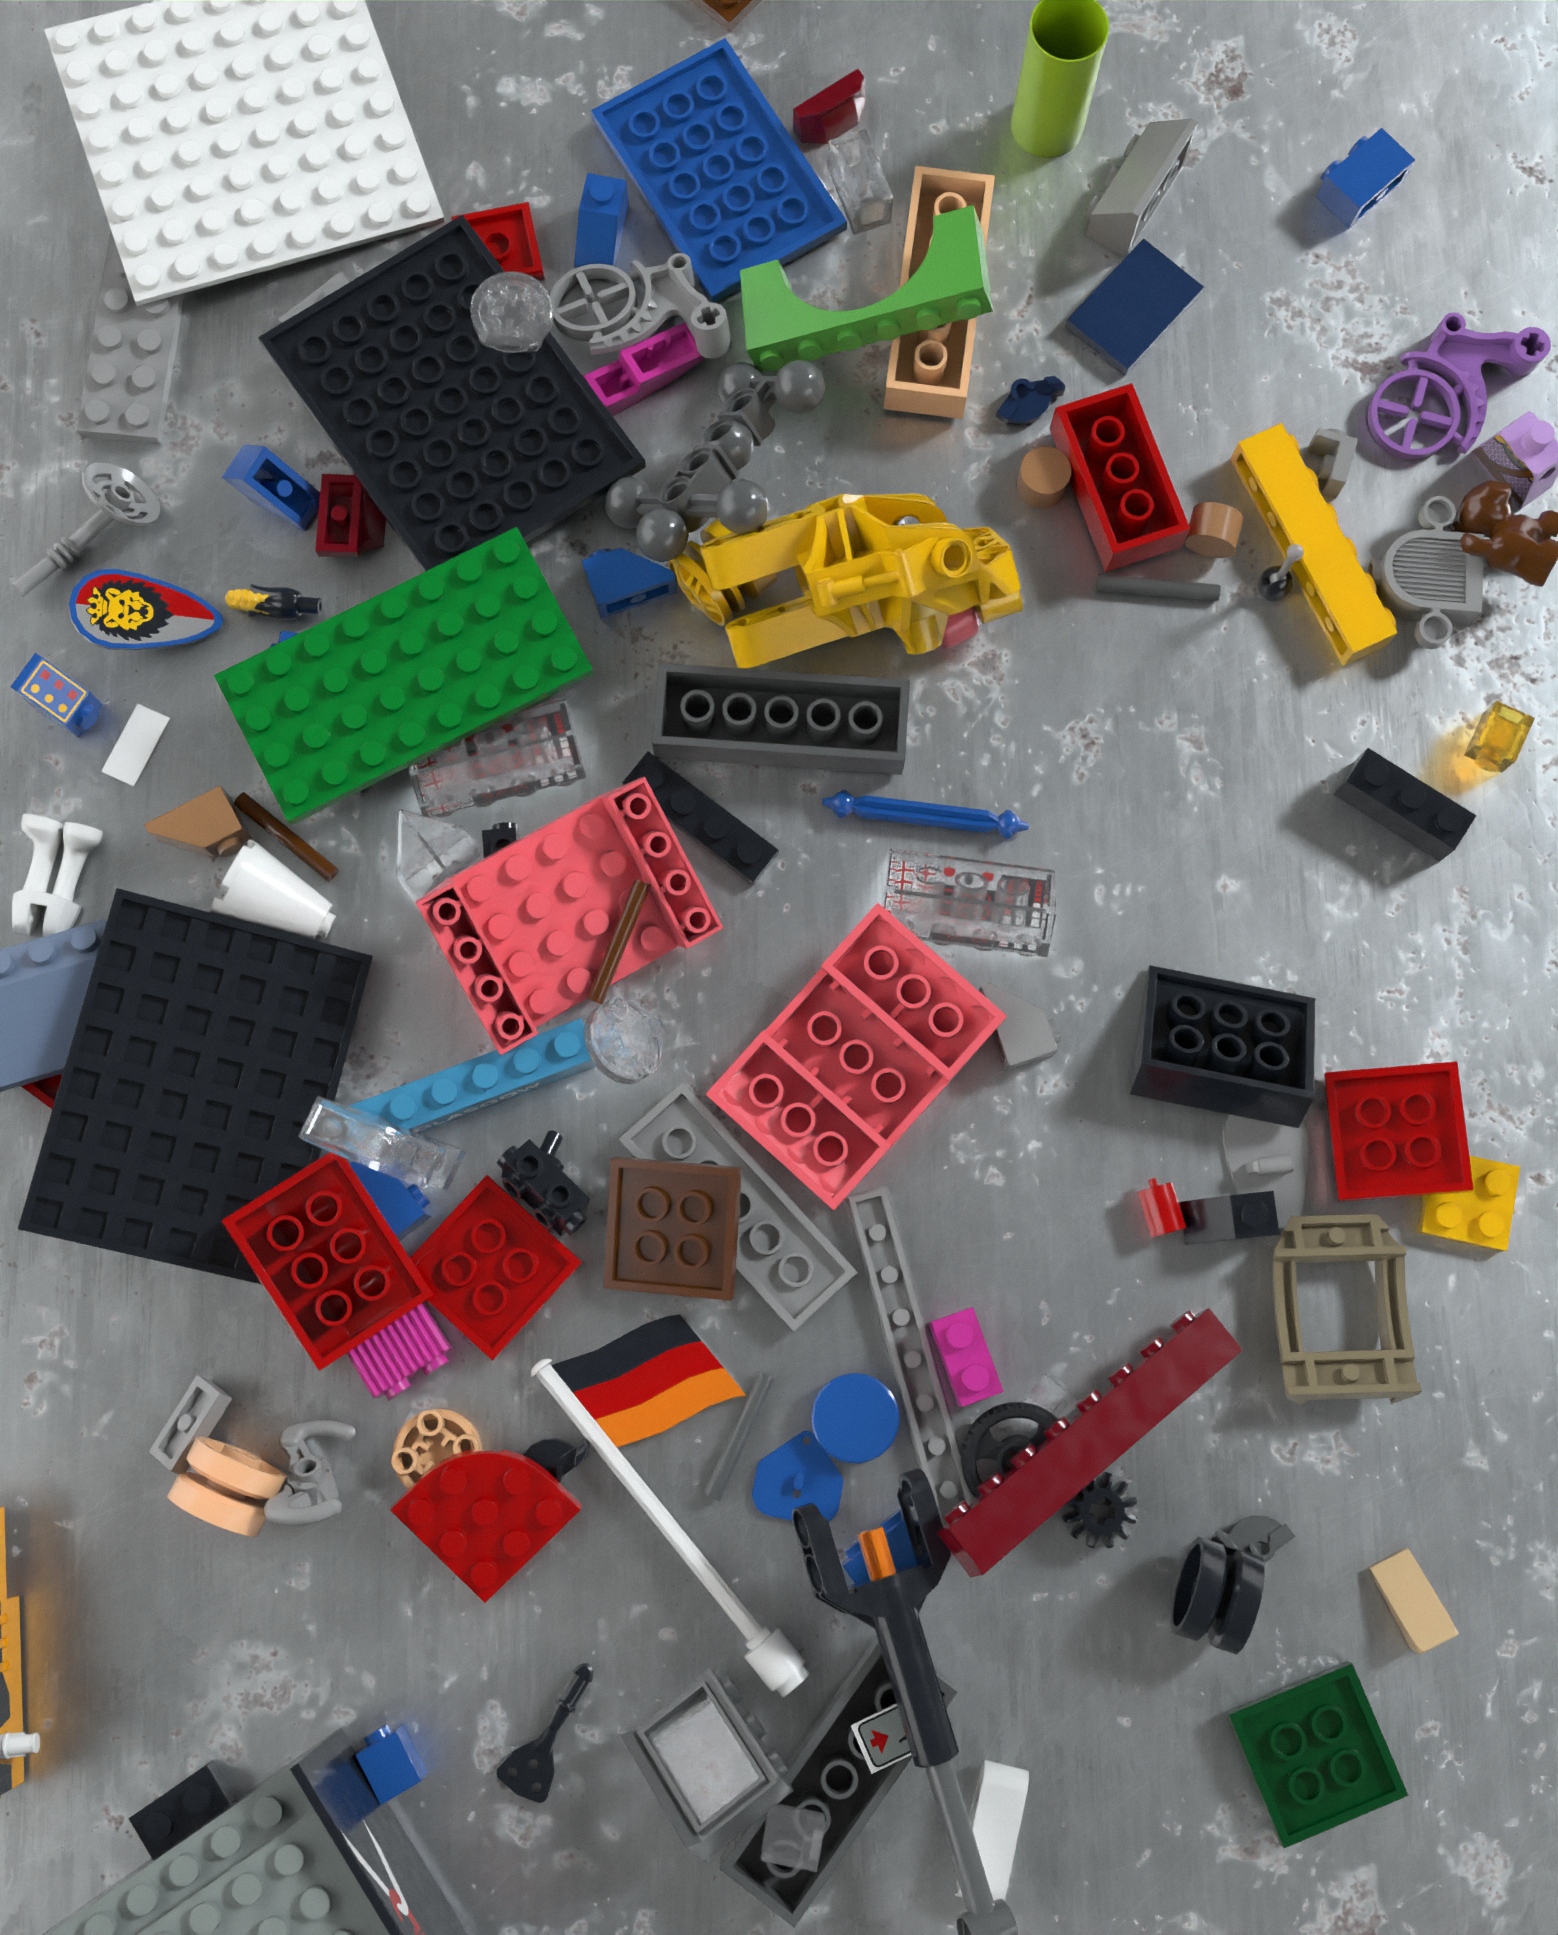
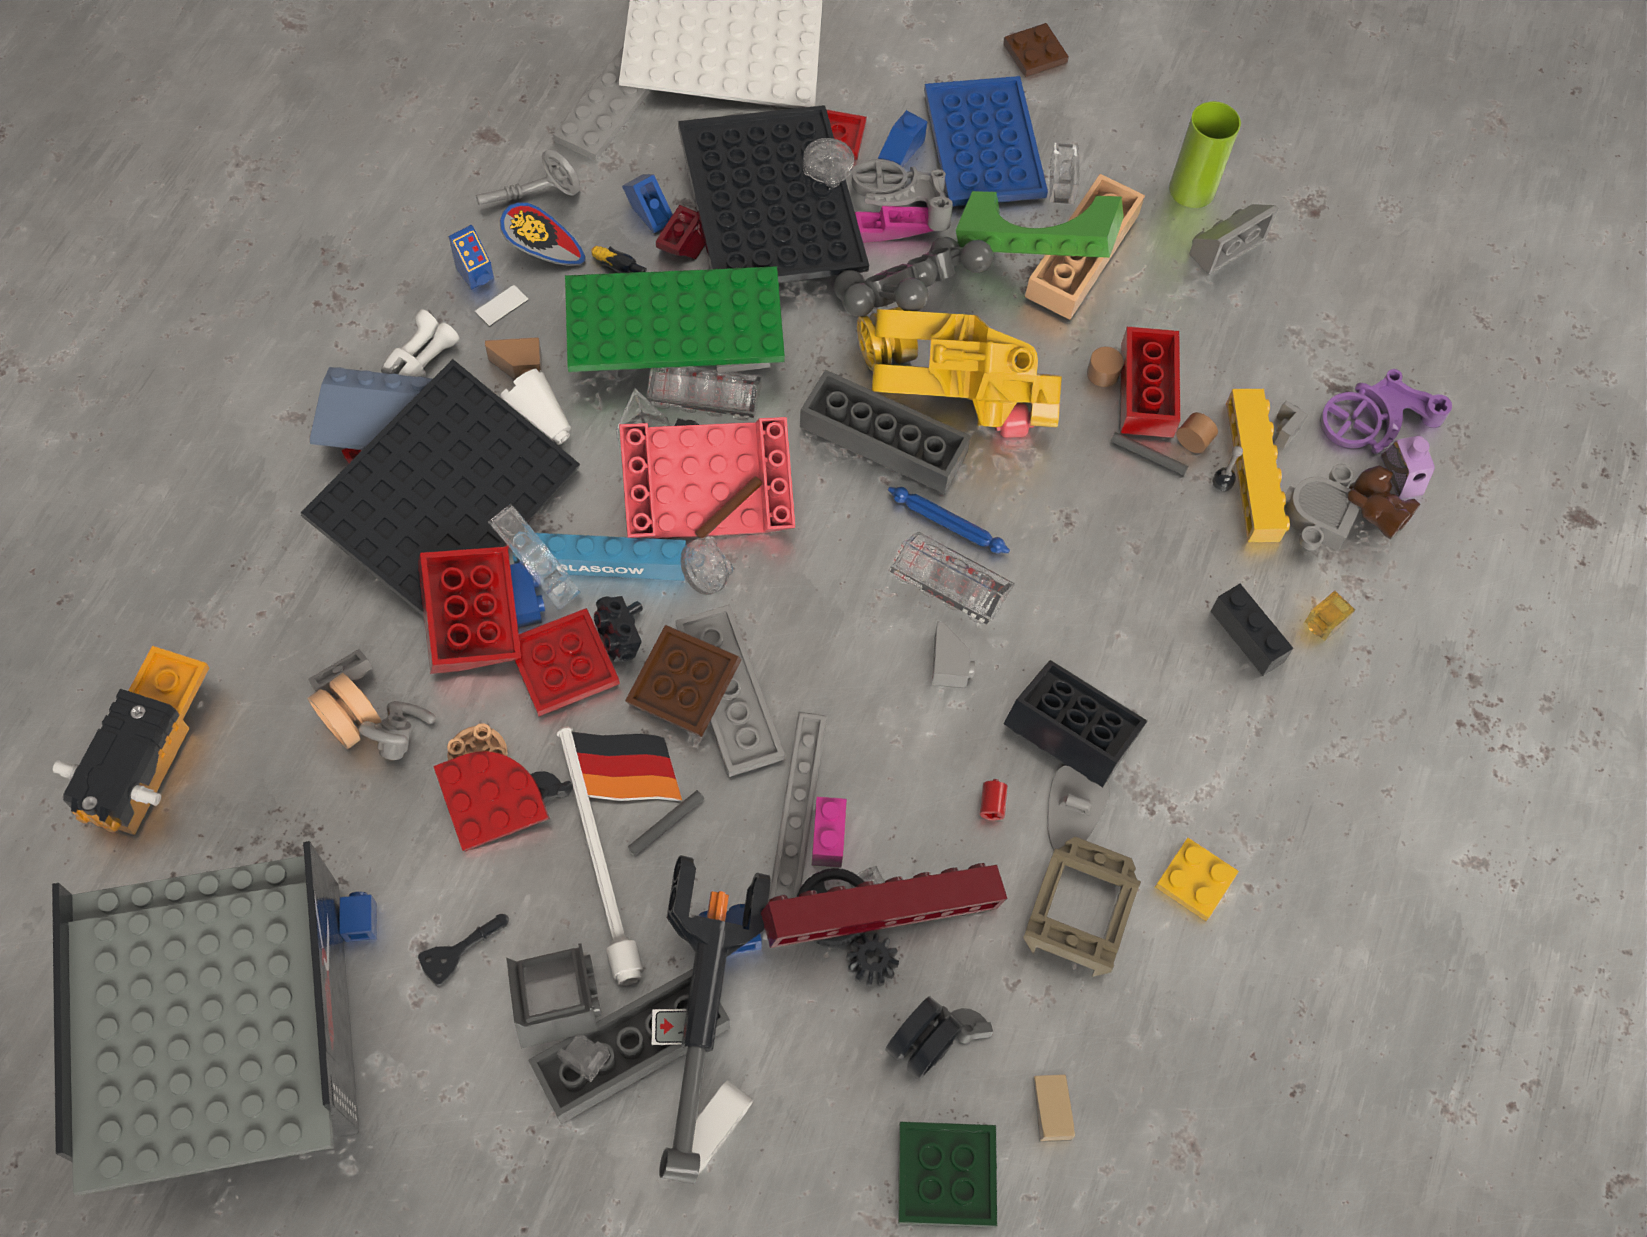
camera: 20 degrees right, 15 degrees down
(286, 837) = (562, 384): reddish brown piece -> none
(400, 1352) = (485, 685): dark pink brick -> none
(625, 580) = (828, 326): blue slope -> none
(705, 820) = (814, 473): black plate -> none
(797, 1468) = (704, 861): blue piece -> none
(831, 110) = (1065, 131): dark red slope -> none
(855, 1418) = (743, 841): blue tile -> none
(856, 1056) = (843, 633): coral slope -> none
(1029, 400) = (1114, 324): dark blue piece -> none
(1134, 306) = (1202, 300): dark blue tile -> none
(1230, 1217) = (1035, 821): black slope -> none
(1364, 177) = (1373, 282): blue brick -> none
(1398, 1132) = (1165, 814): red plate -> none

